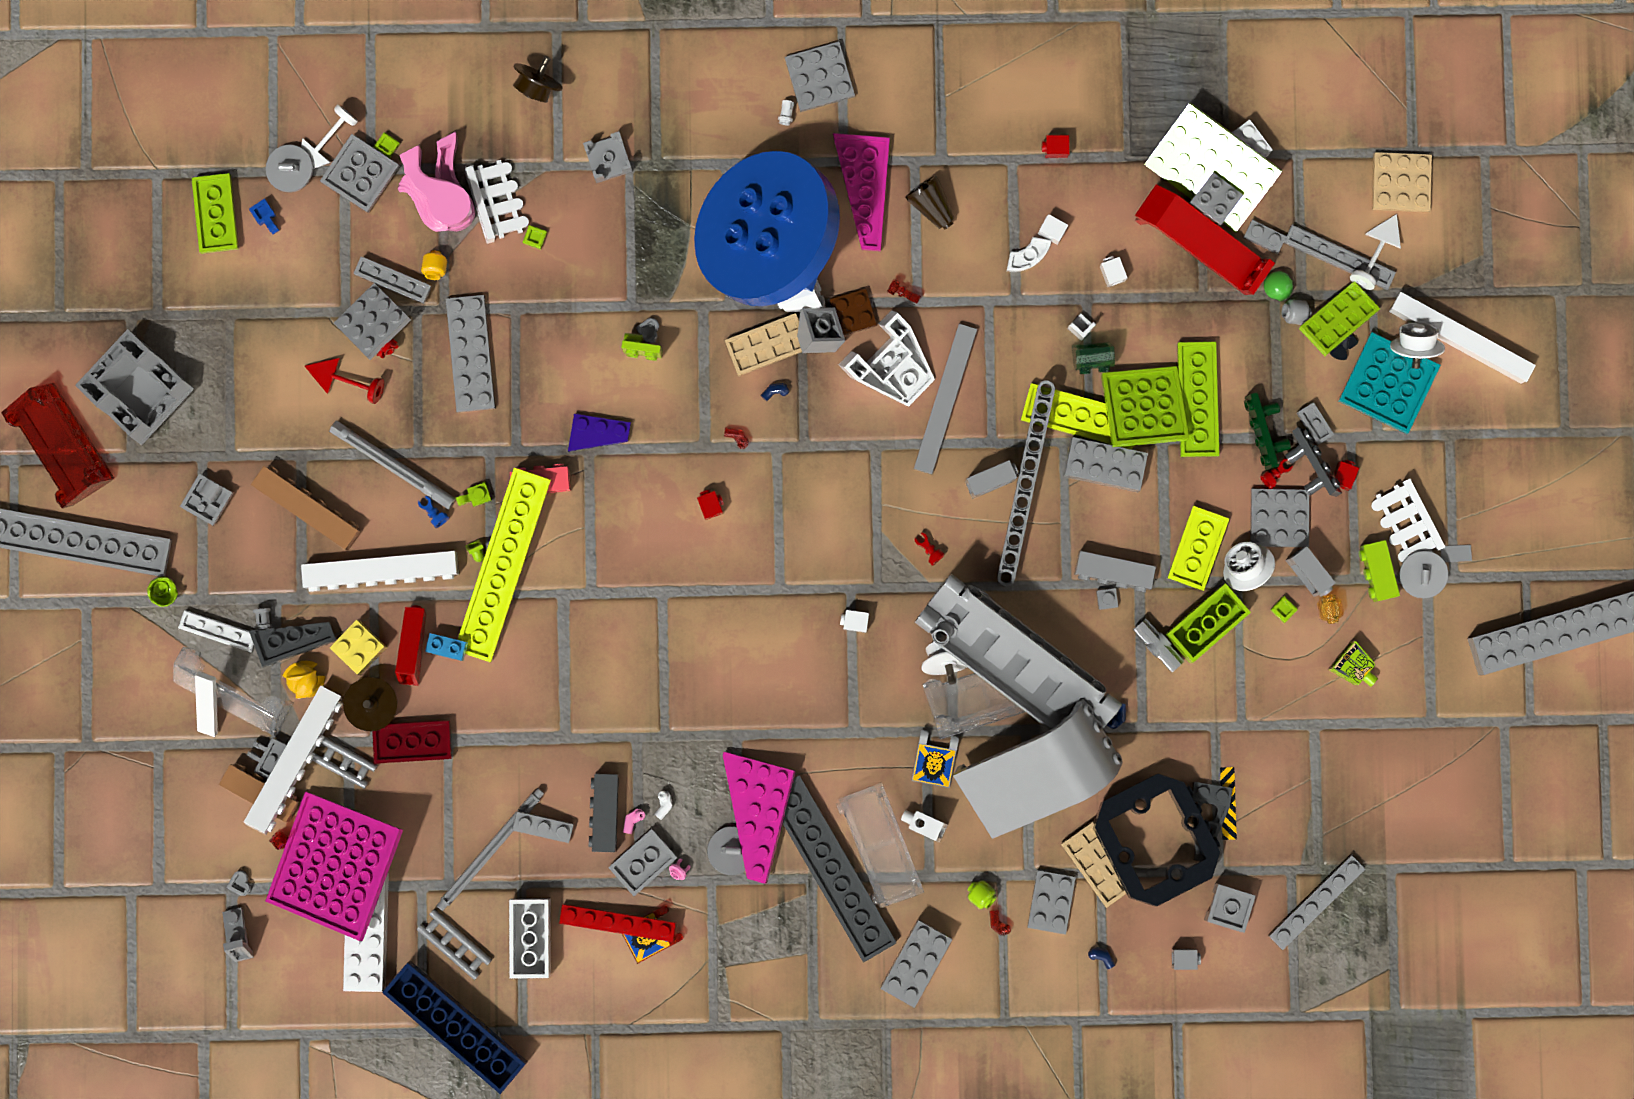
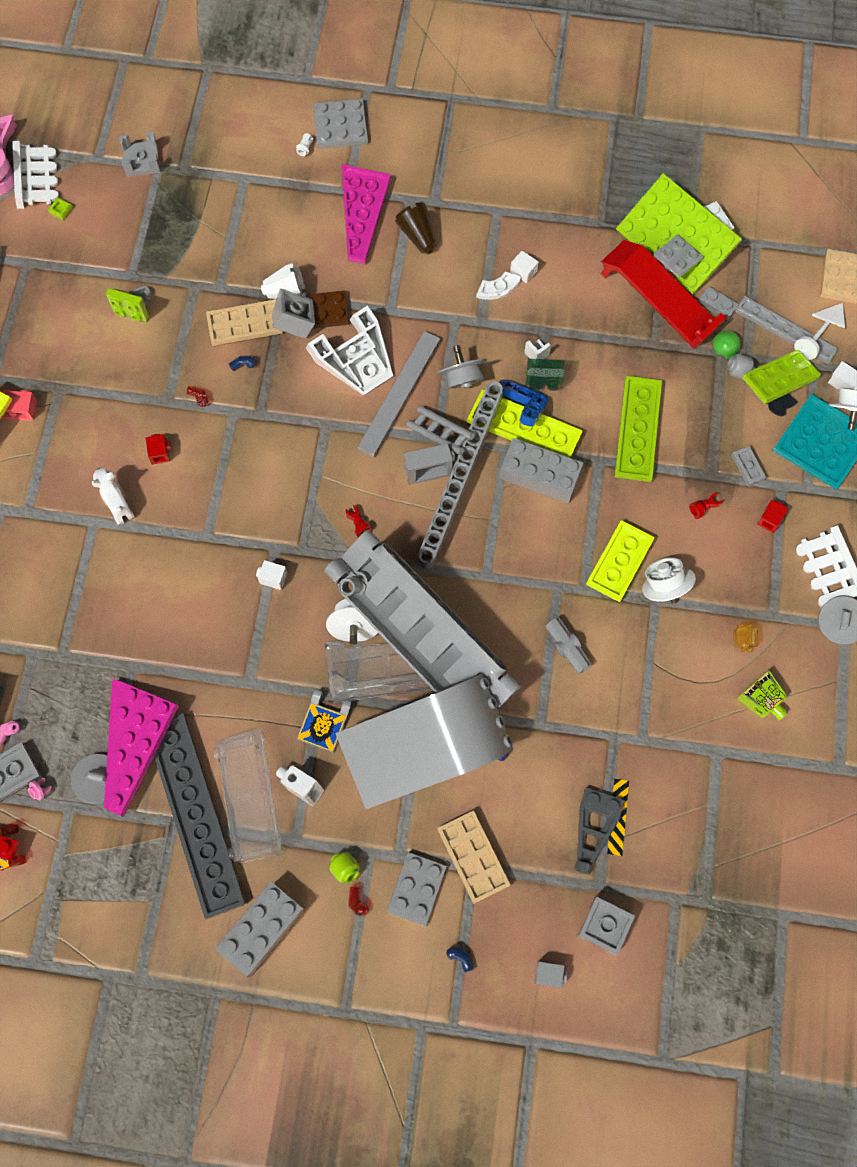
camera: 10 degrees right, 15 degrees down
(535, 82) = (90, 86): dark brown piece -> none
(596, 432) = (69, 371): dark purple wing -> none
(665, 803) = (44, 717): white arm -> none
(678, 565) = (112, 494): none -> white animal
(767, 229) = (263, 211): blue piece -> none
(902, 291) = (372, 294): clear red piece -> none
(1007, 437) = (450, 427): none -> light grey bar
(1010, 370) = (462, 373): none -> light grey piece
(1056, 146) = (538, 202): red brick -> none
(1082, 387) = (534, 401): none -> blue beam
(1107, 599) = (524, 595): light grey plate -> none
(1113, 271) = (574, 309): white brick -> none
(1114, 570) = (535, 568): light grey brick -> none
(1118, 719) = (517, 711): dark blue arm -> none
(1144, 406) = (586, 423): lime plate -> none
(1182, 797) = (541, 891): black panel -> none
(1207, 623) = (620, 630): lime brick -> none
(1258, 423) = (696, 471): dark green plate -> none
(1279, 518) = (705, 546): light grey plate -> none
(1283, 609) = (698, 632): lime tile -> none
(1311, 572) = (730, 597): light grey window -> none
(1316, 902) = (699, 938): light grey plate -> none
(1322, 468) = (752, 510): dark grey plate -> none
(1379, 571) = (798, 610): lime brick -> none

